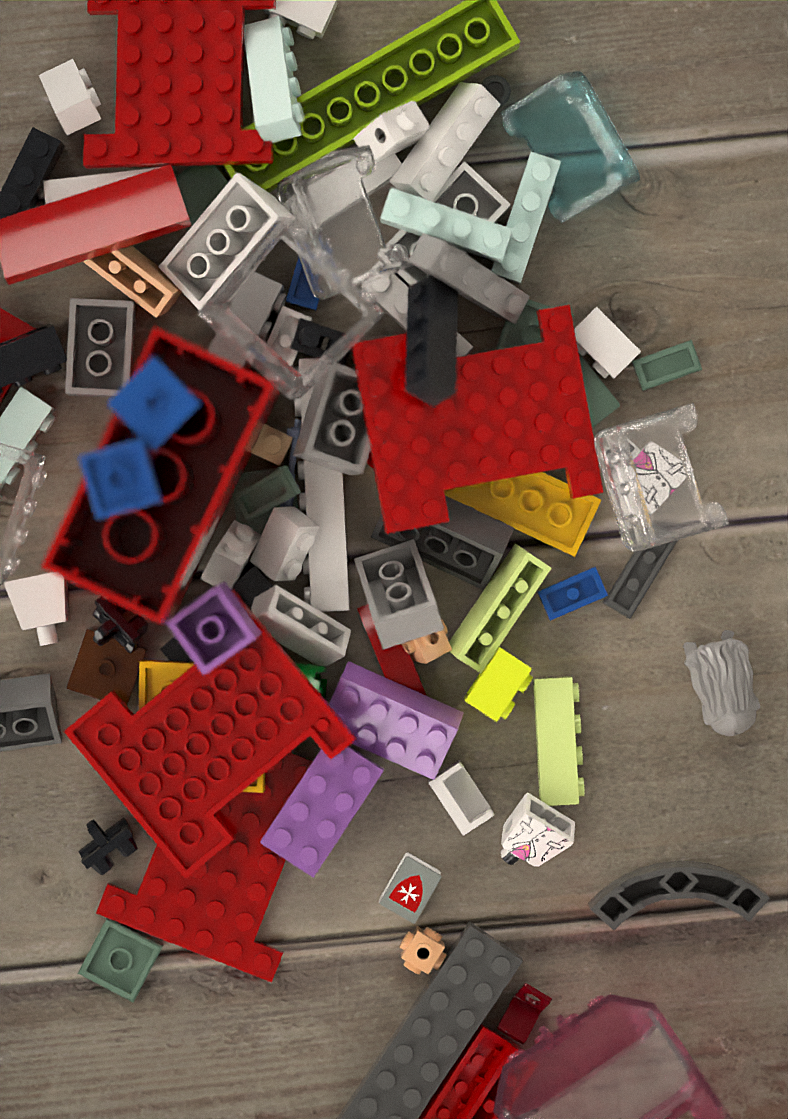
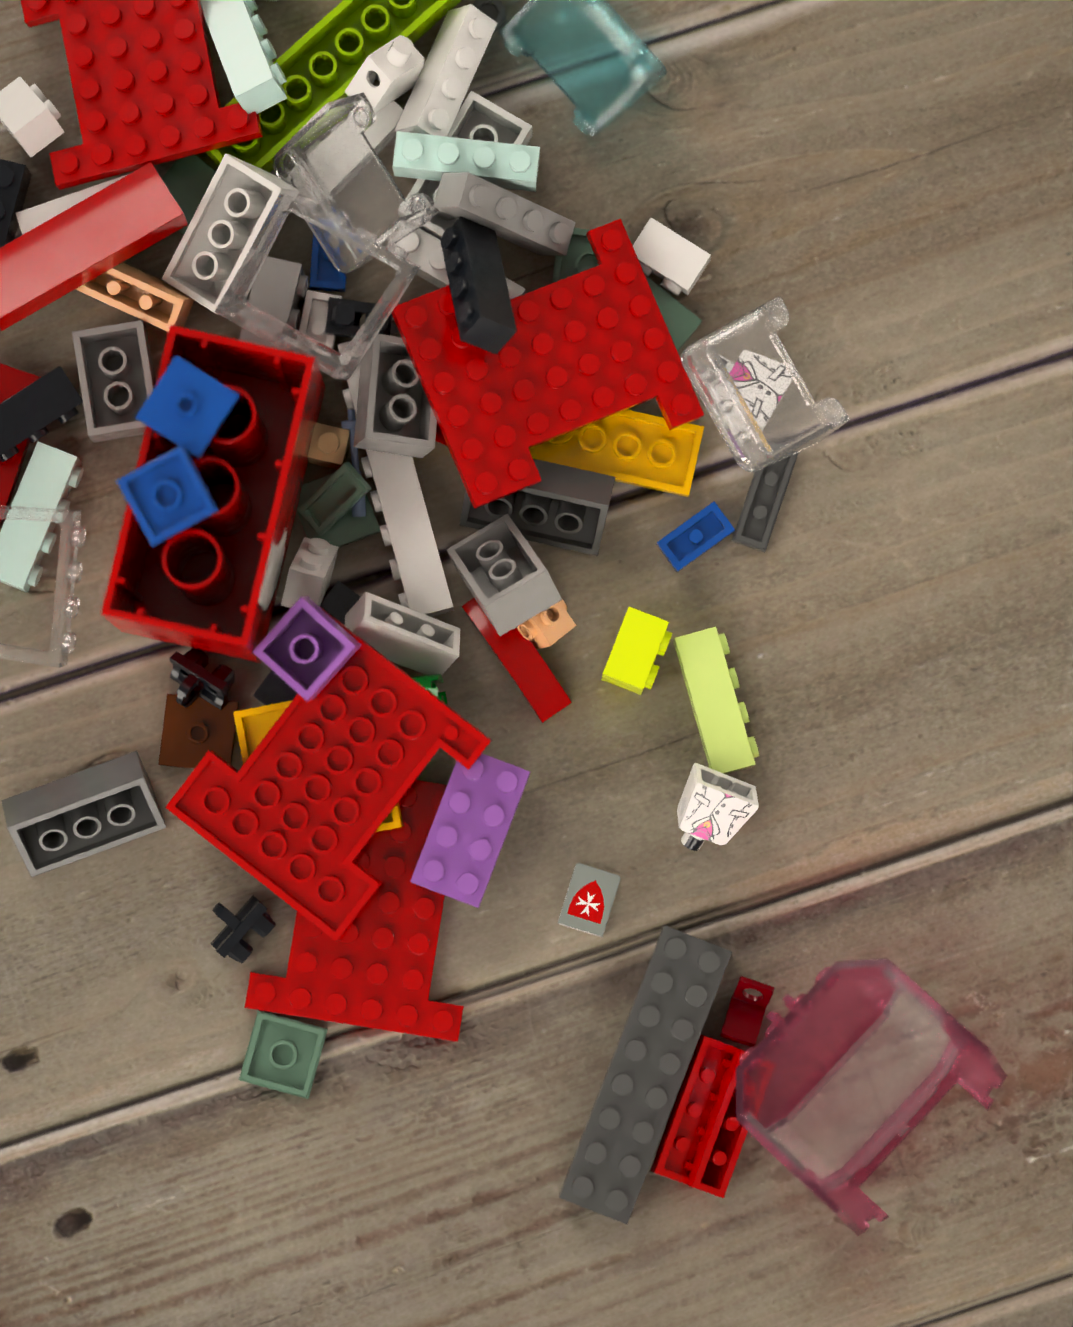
camera: 15 degrees left, 5 degrees down
(40, 604) = (110, 675): white torso -> none
(284, 543) = (365, 549): white brick -> none
(395, 720) = (531, 716): medium lavender brick -> none
(422, 938) = (605, 959): light nougat brick -> none
(461, 797) = (622, 788): white panel -> none
(498, 608) = (617, 568): yellowish green brick -> none
(527, 215) = (553, 134): light aqua brick -> none
(666, 365) = (742, 267): sand green tile -> none
(676, 881) = (882, 826): dark grey brick -> none
(723, 683) = (884, 596): light grey hair -> none

